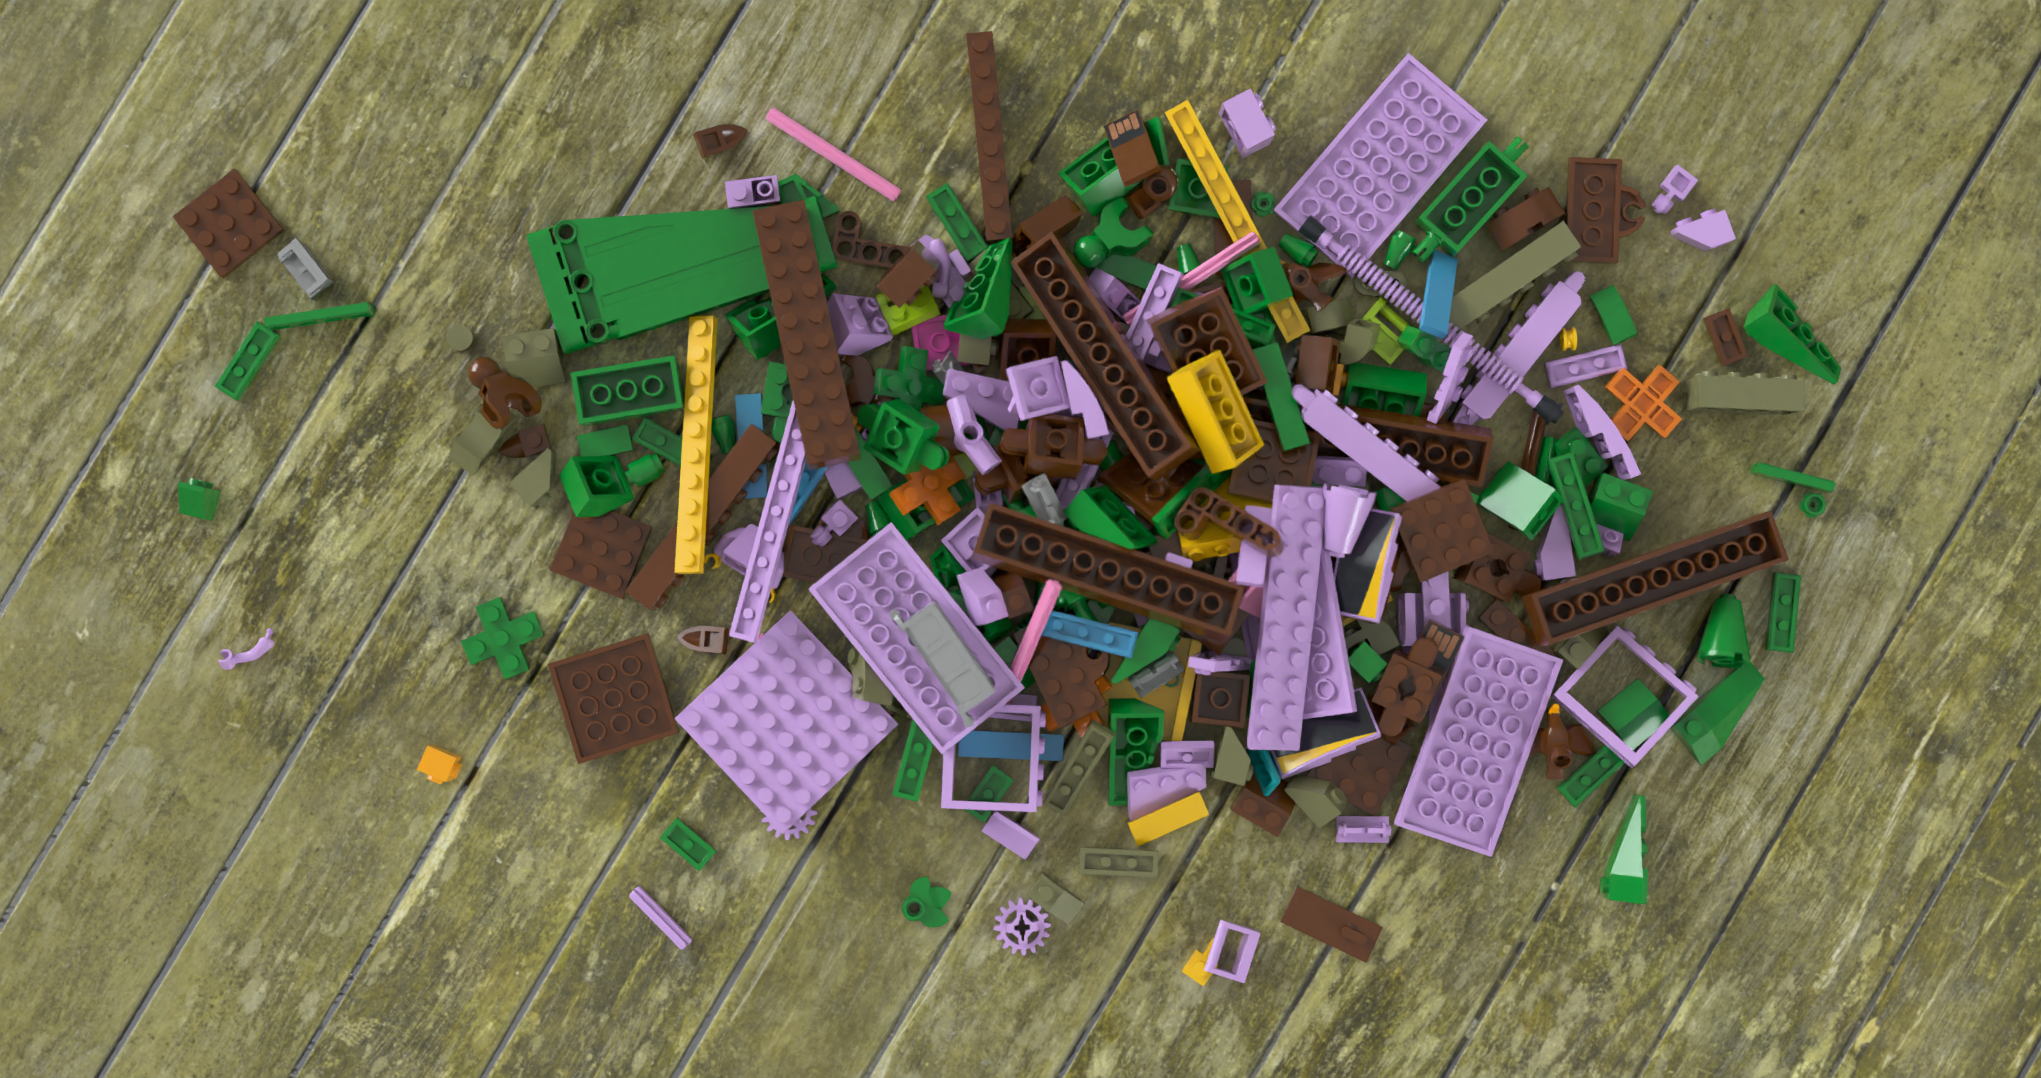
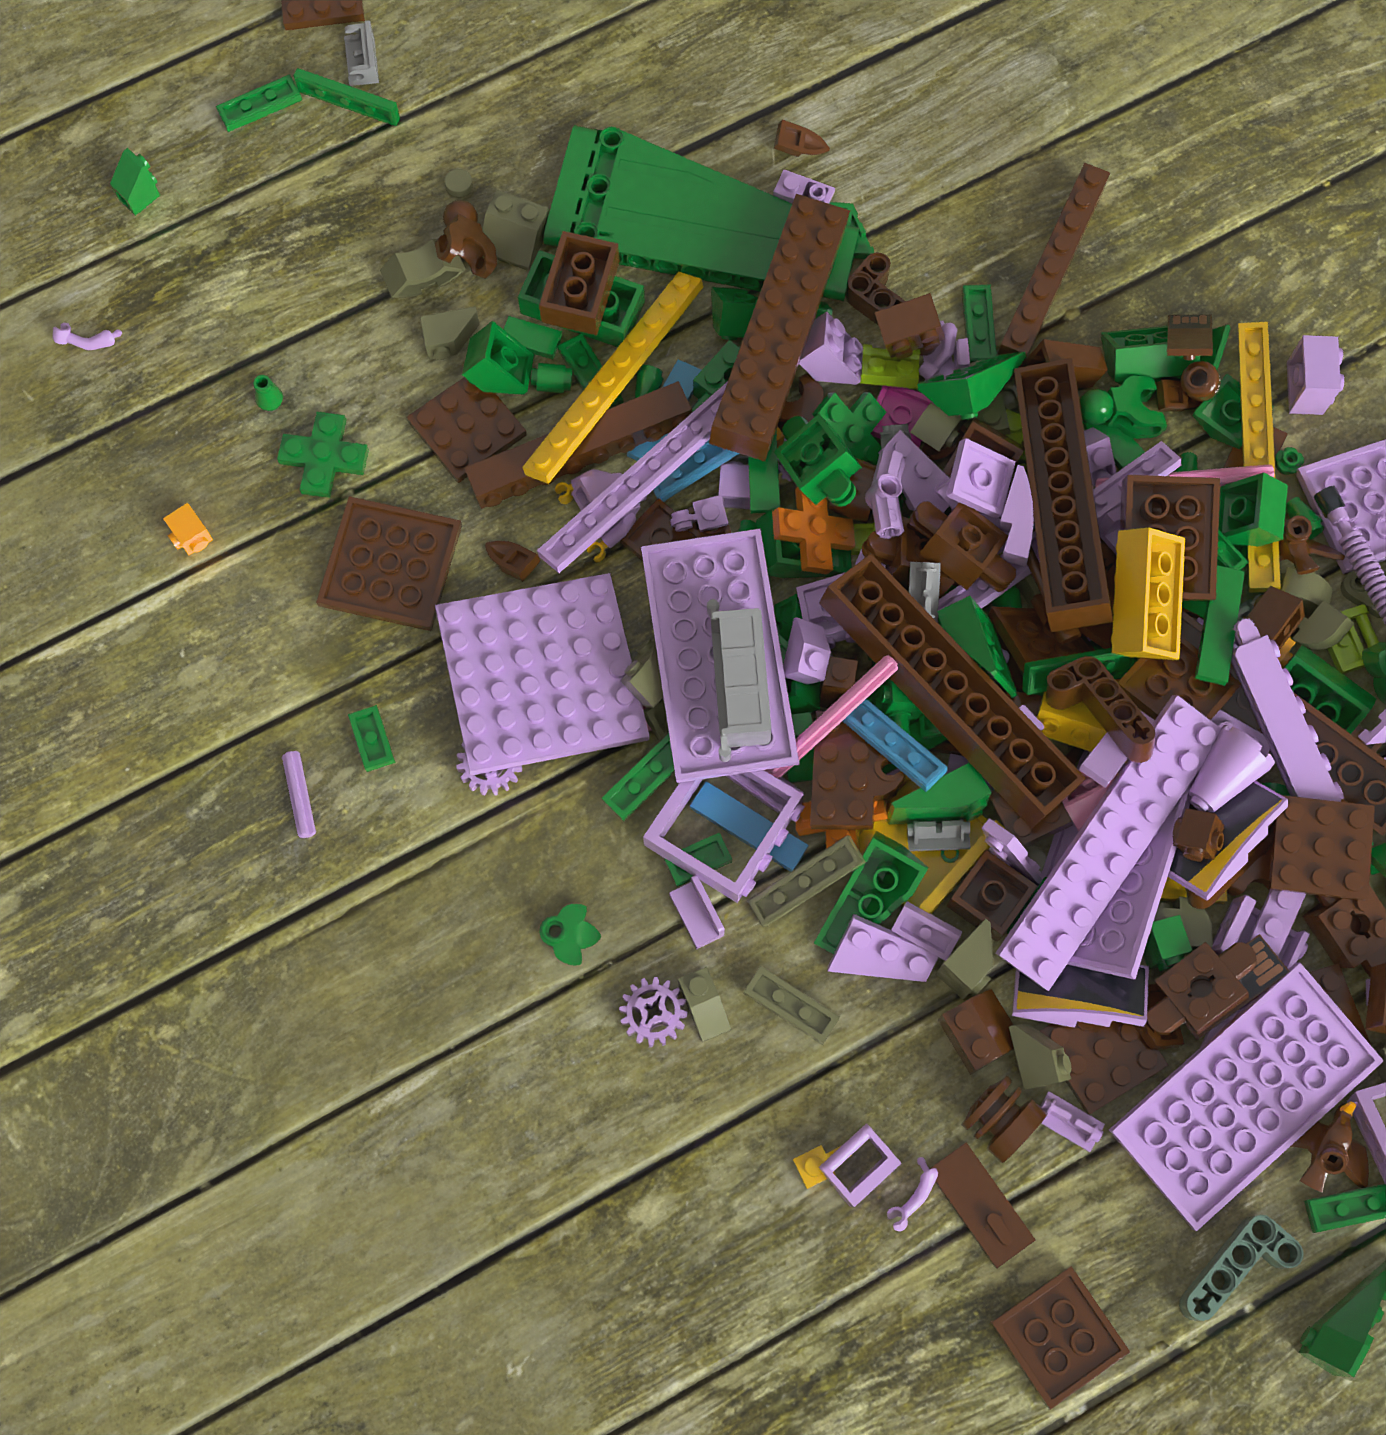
camera: 30 degrees right, 15 degrees down
(433, 616) = (267, 393): none -> green cone
(526, 443) = (458, 298): reddish brown plate -> none
(625, 390) = (579, 283): none -> reddish brown brick
(833, 154) = (897, 208): bright pink axle -> none
(1168, 818) = (868, 990): yellow slope -> none
(1265, 770) = (999, 992): teal slope -> none
(1285, 944) = (926, 1184): none -> lavender piece
(1316, 859) = (1004, 1119): none -> reddish brown wheel
(1348, 579) = (1198, 835): none -> reddish brown brick
(1434, 985) = (1060, 1337): none -> reddish brown plate
(1533, 869) = (1234, 1273): none -> sand green beam

